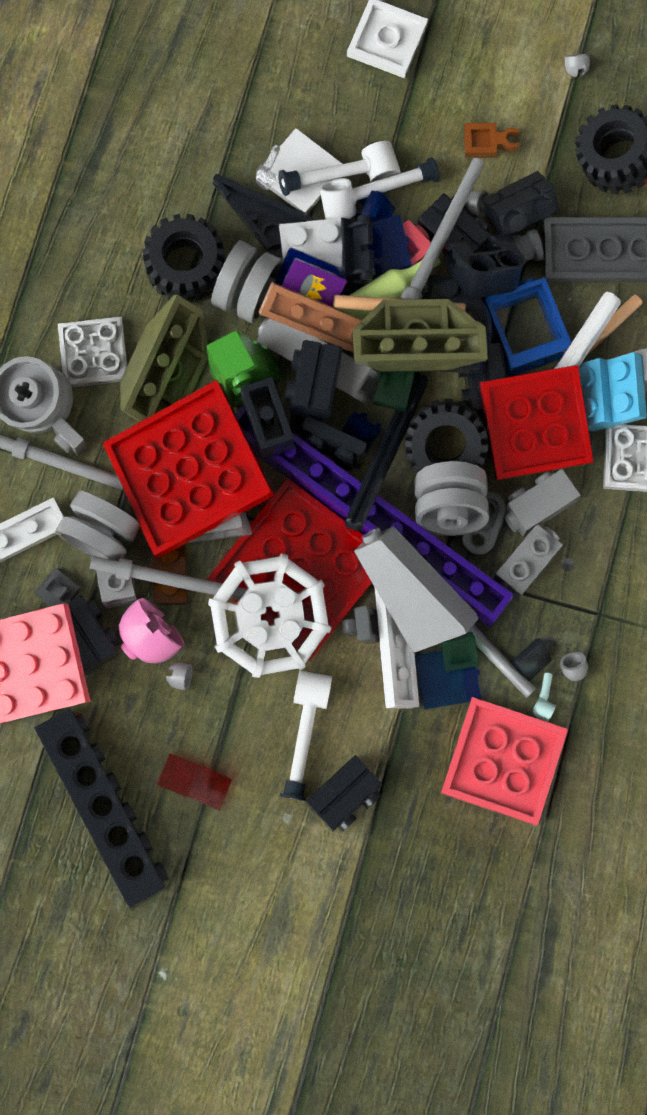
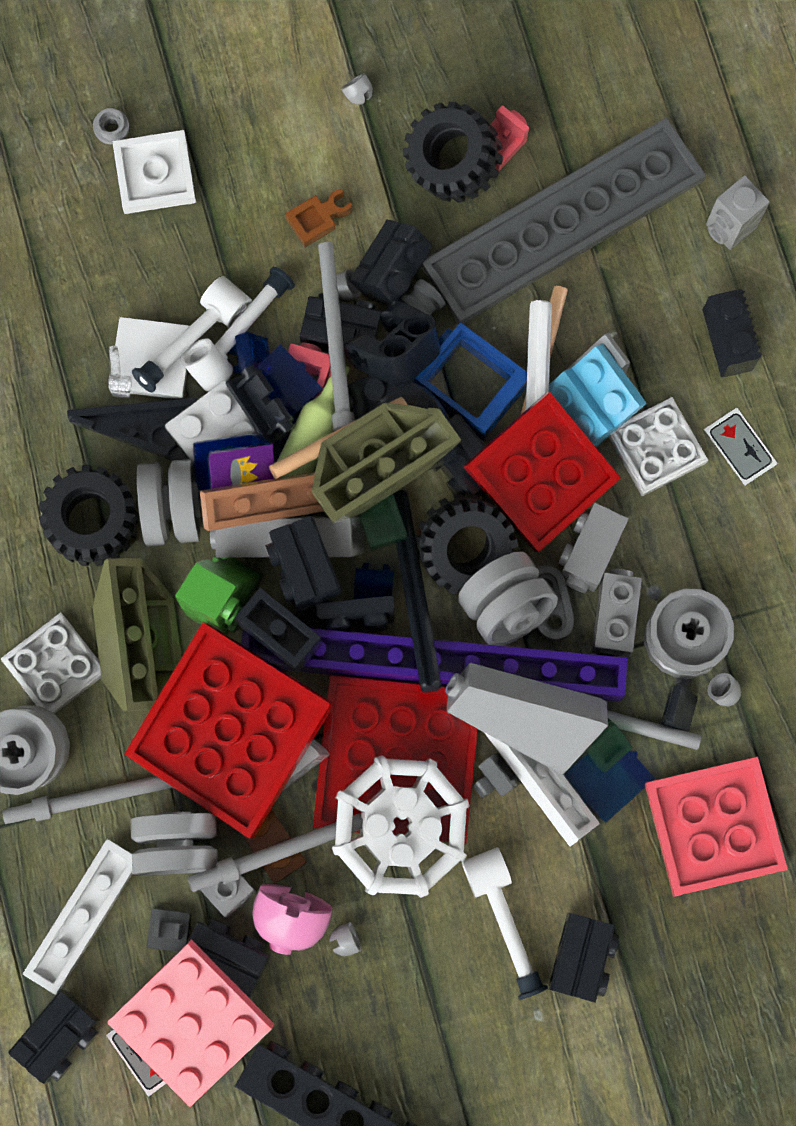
camera: 30 degrees left, 0 degrees up
(68, 438) = (84, 769): light grey plate -> none
(194, 782) = (426, 1038): clear red slope -> none
(543, 708) = (718, 750): light aqua hand -> none
(577, 588) = (704, 617): none -> light grey wheel

